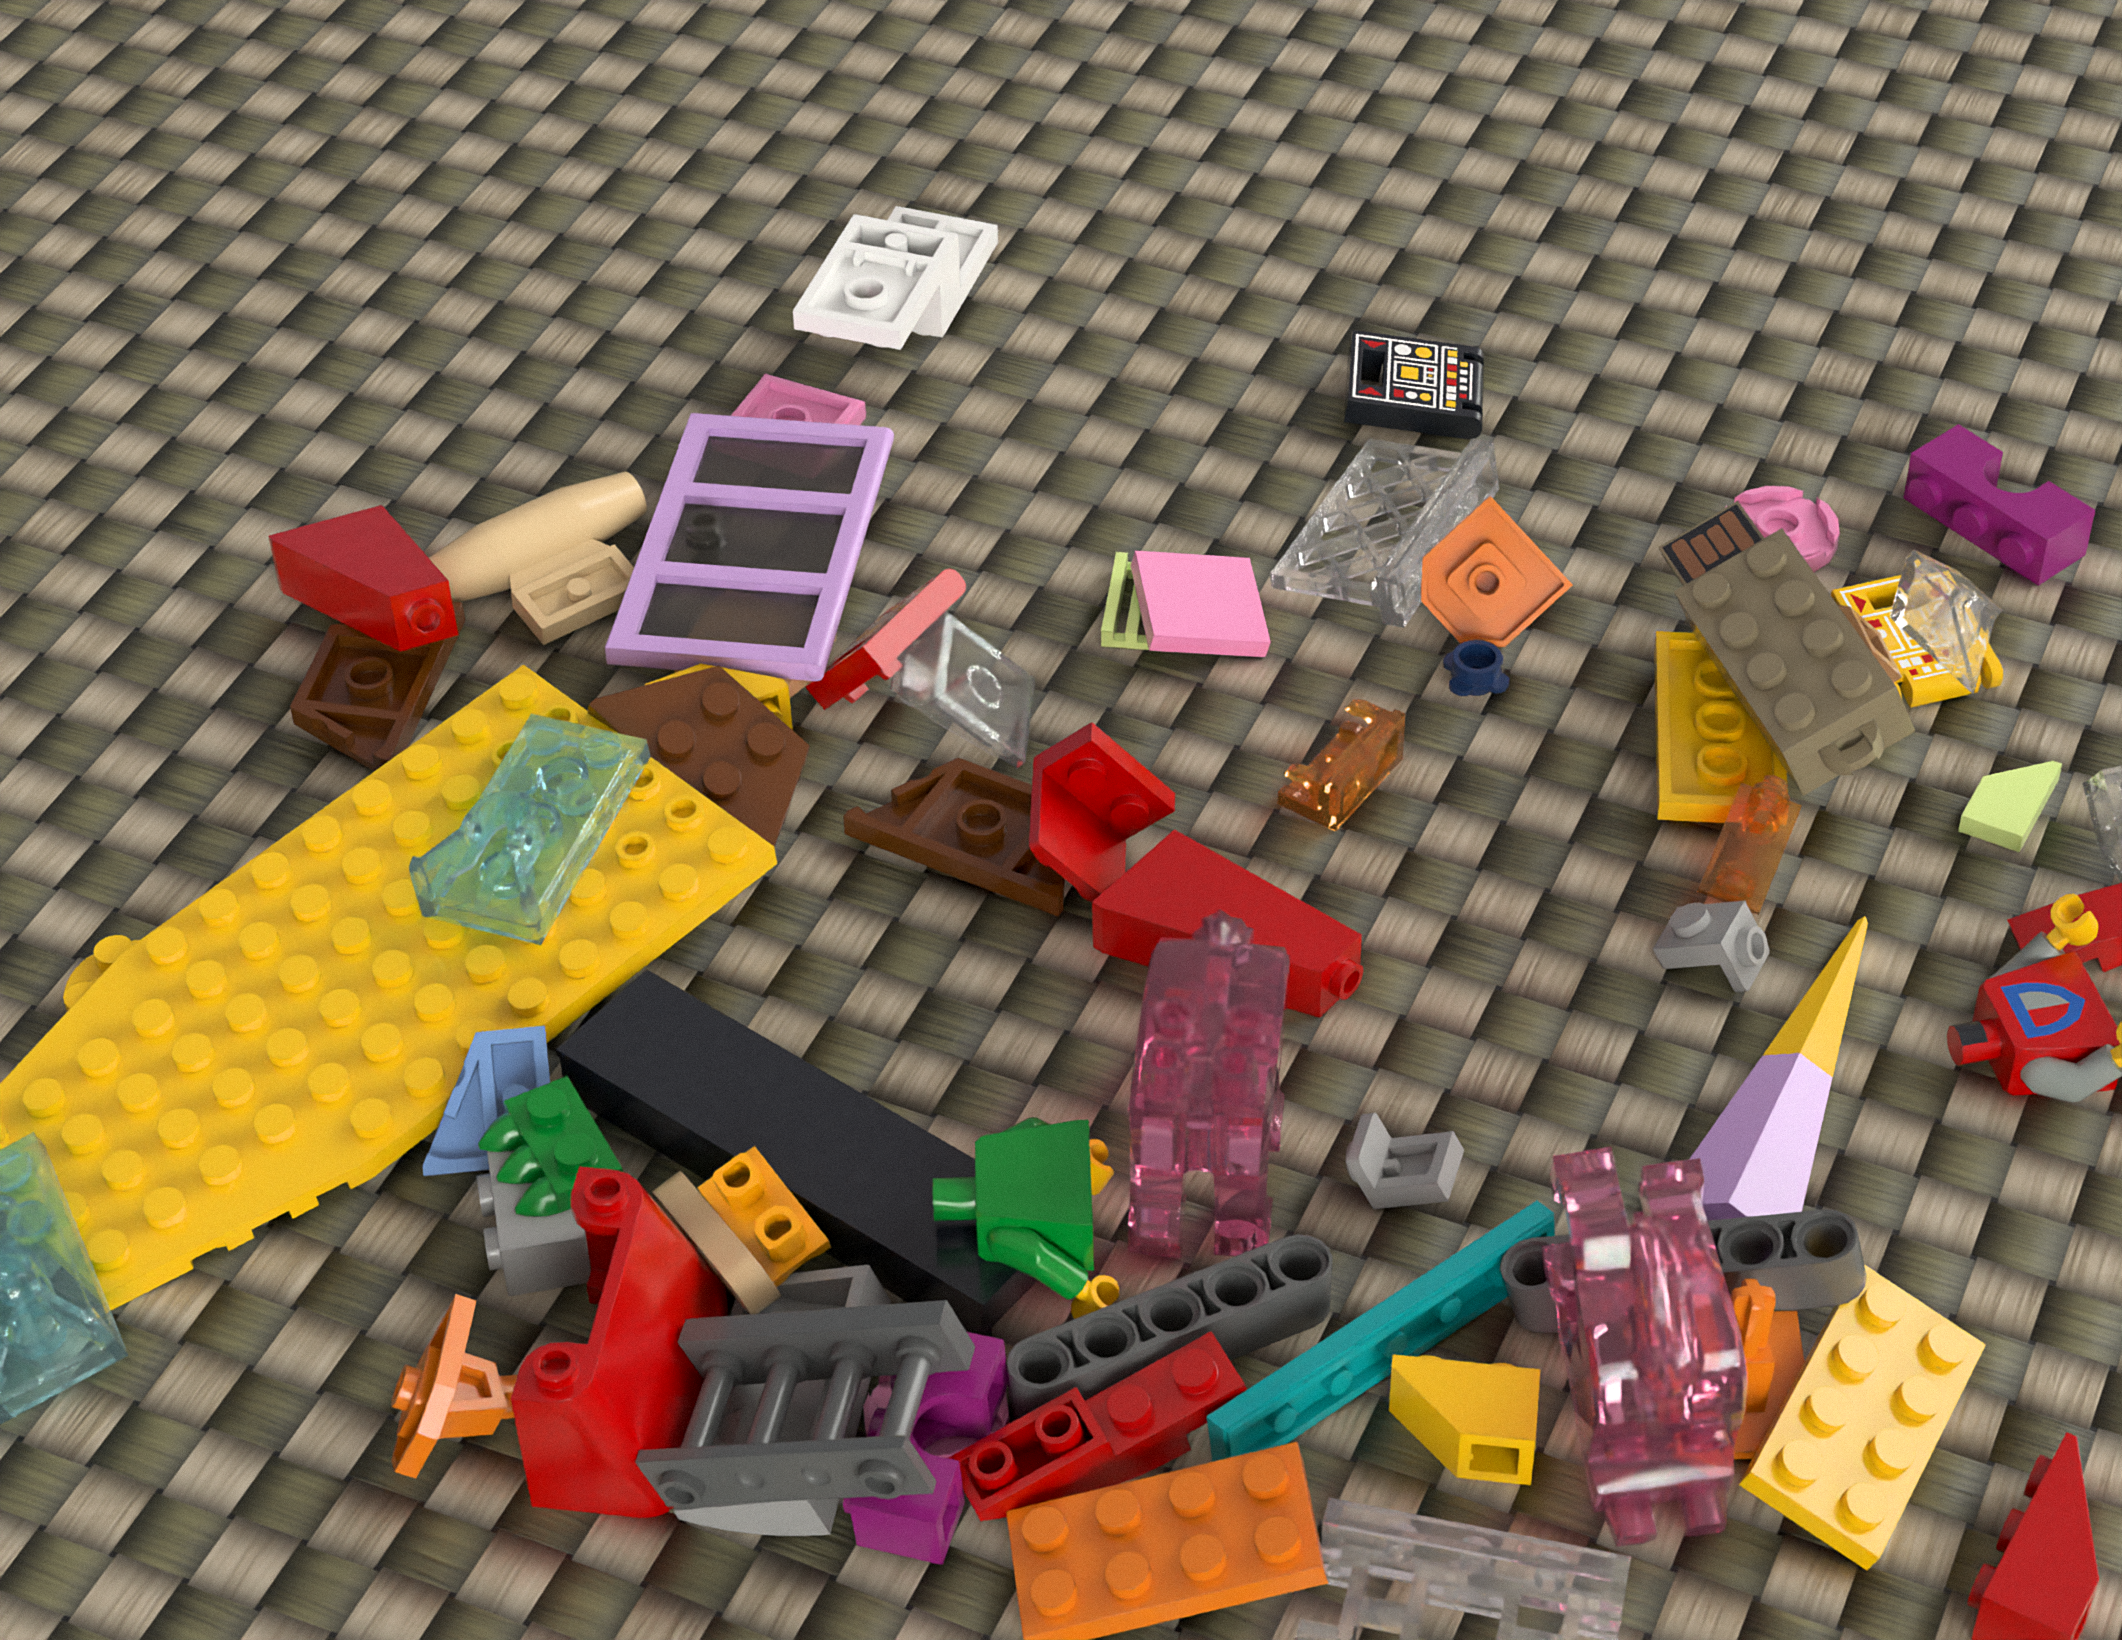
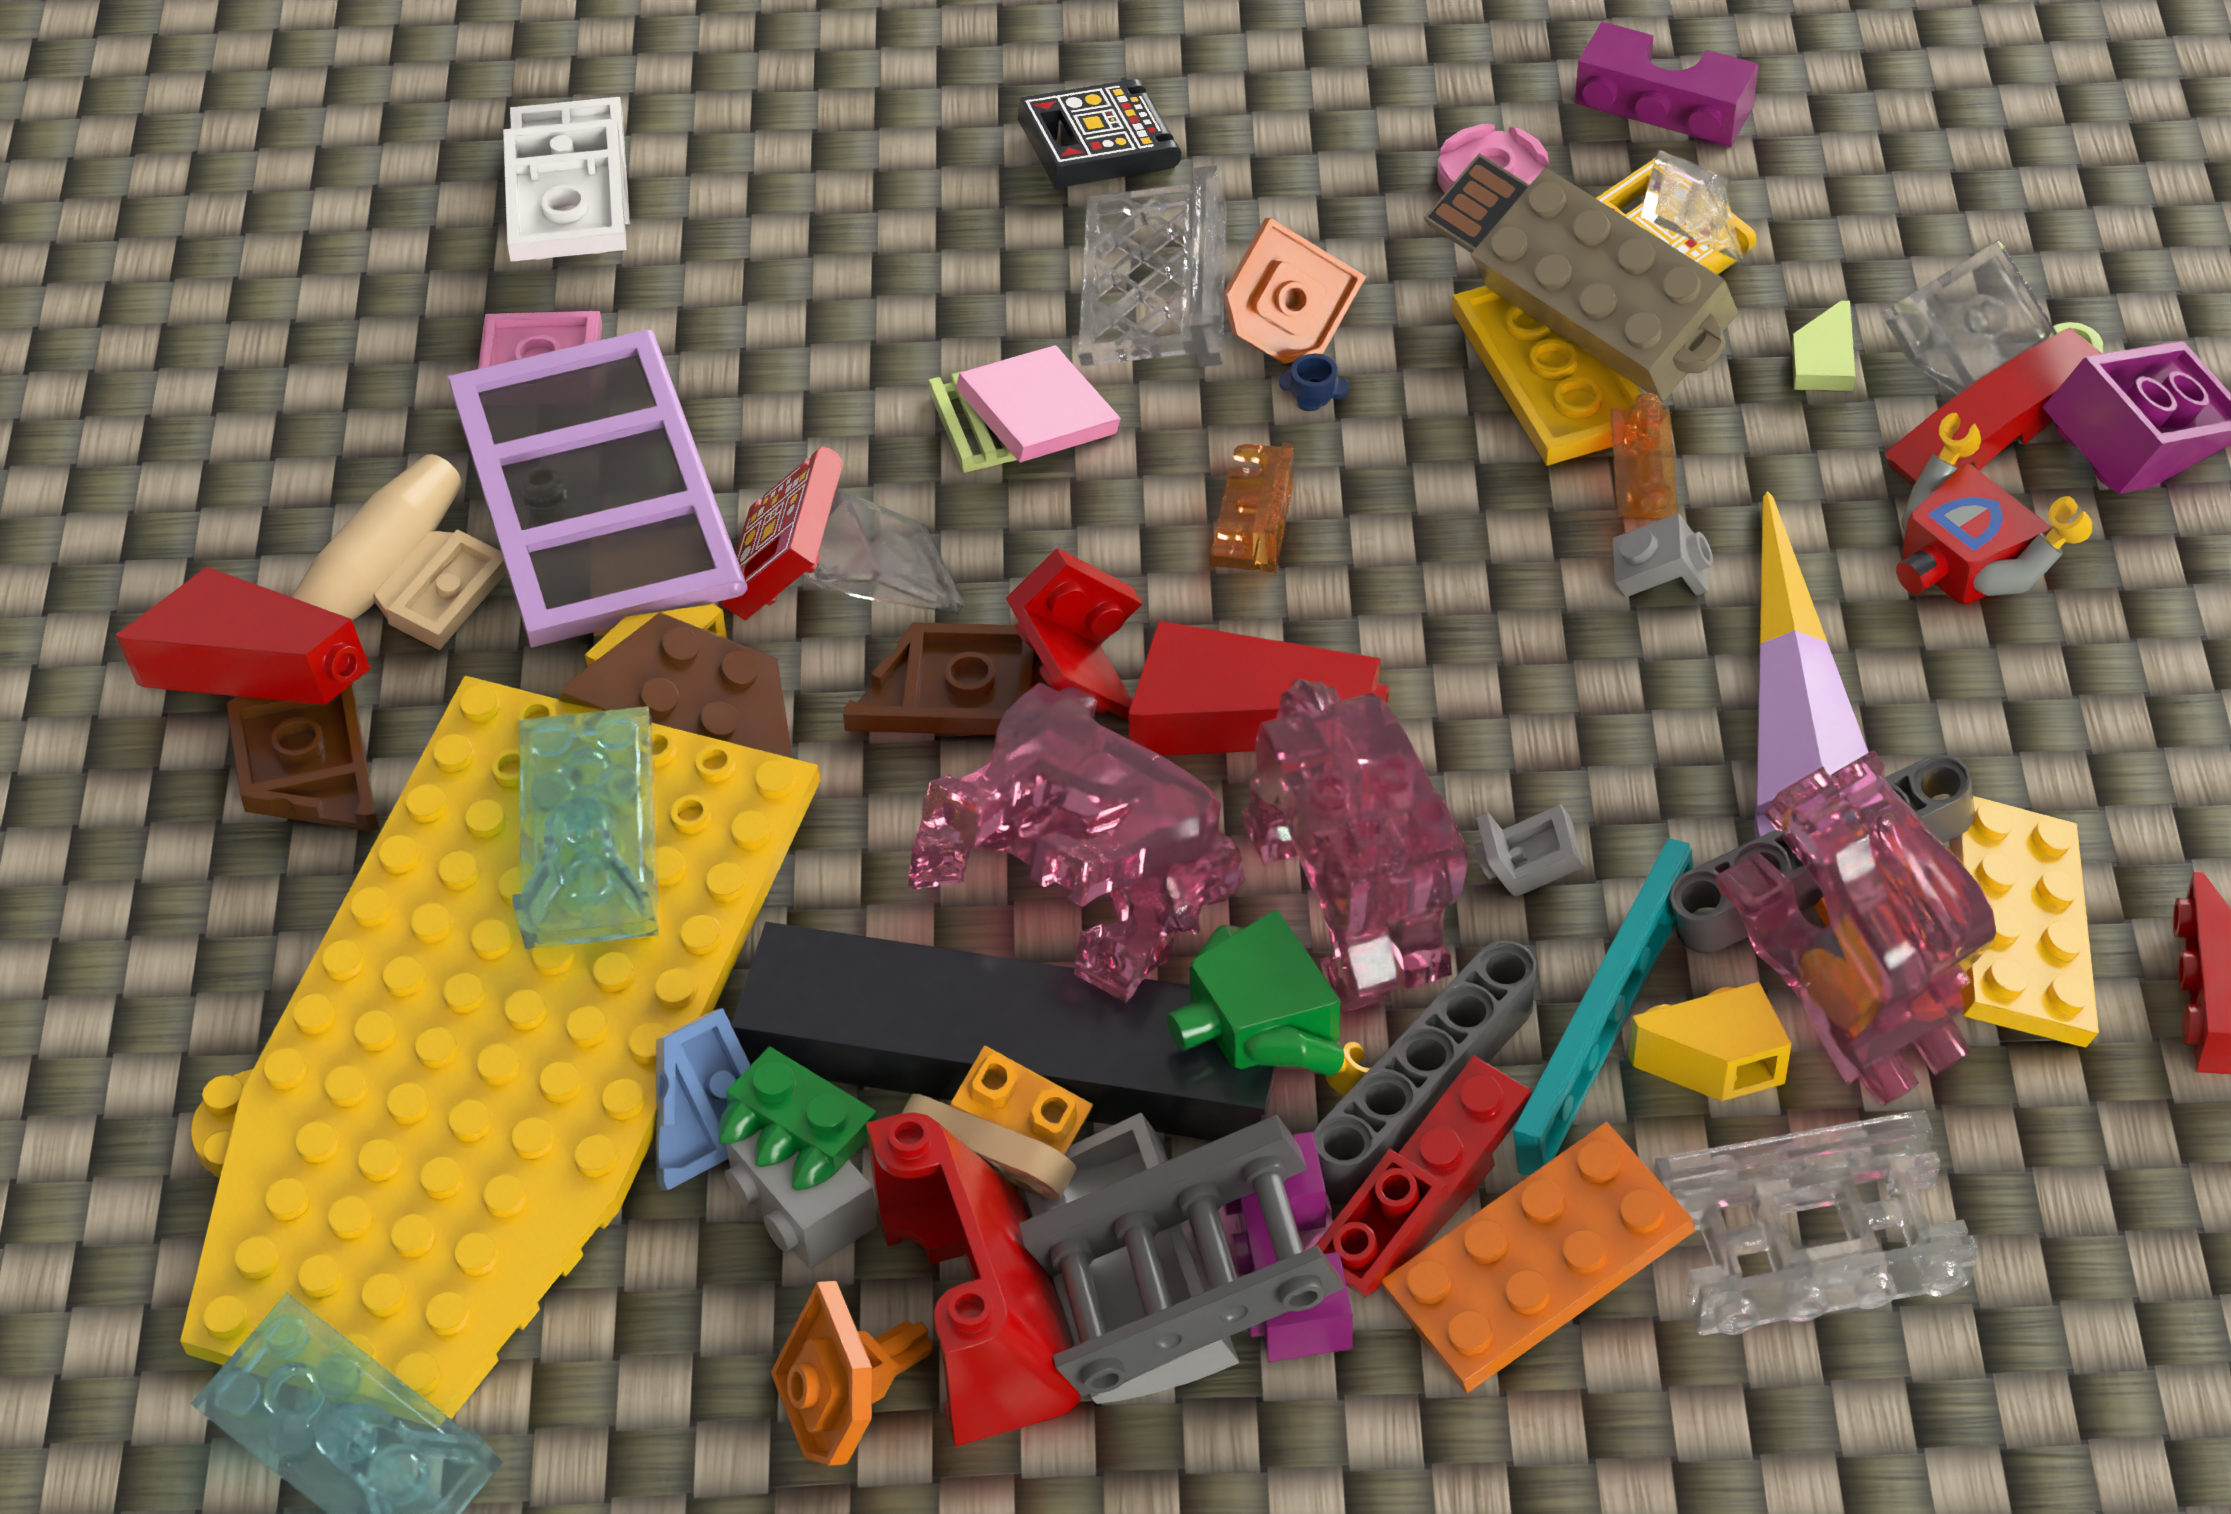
camera: 25 degrees left, 5 degrees up
(968, 967) = (1092, 819): none -> clear pink piece

